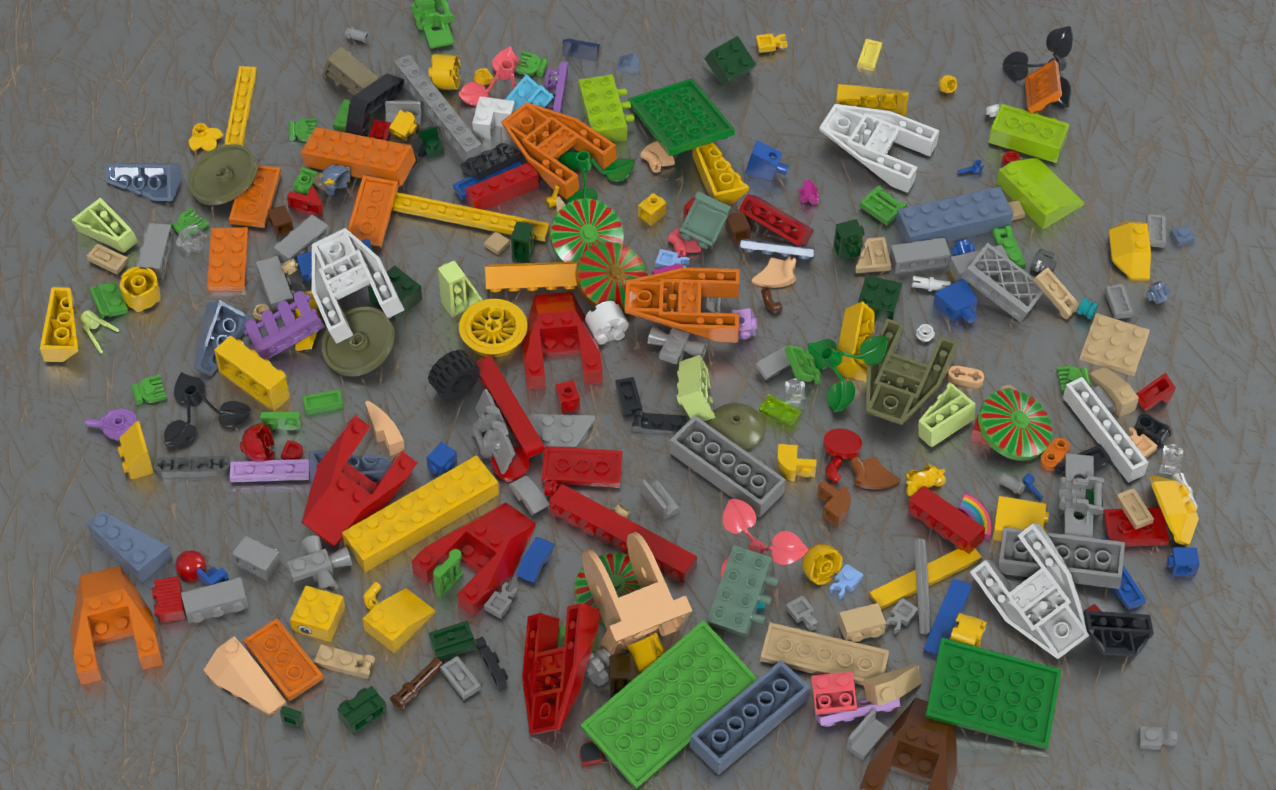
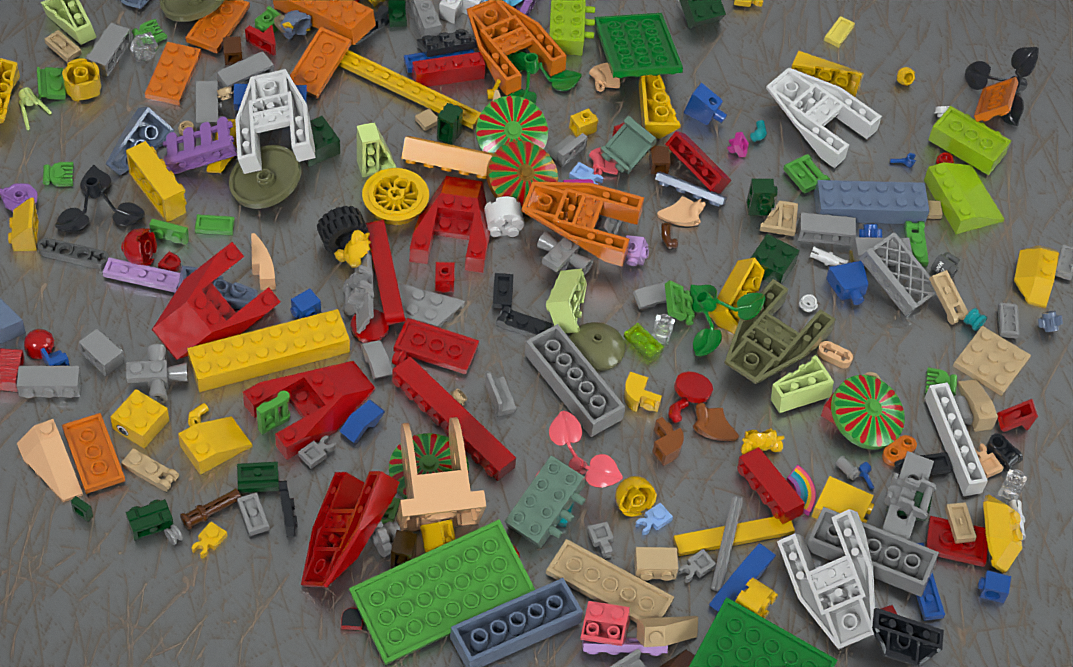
camera: 10 degrees right, 0 degrees up
(390, 718) = (173, 534): none -> light grey bush
(426, 712) = (210, 537): none -> yellow plate
(472, 392) = (354, 249): none -> yellow hair
(645, 238) = (568, 149): none -> light grey panel
(826, 174) = (760, 133): none -> teal arm

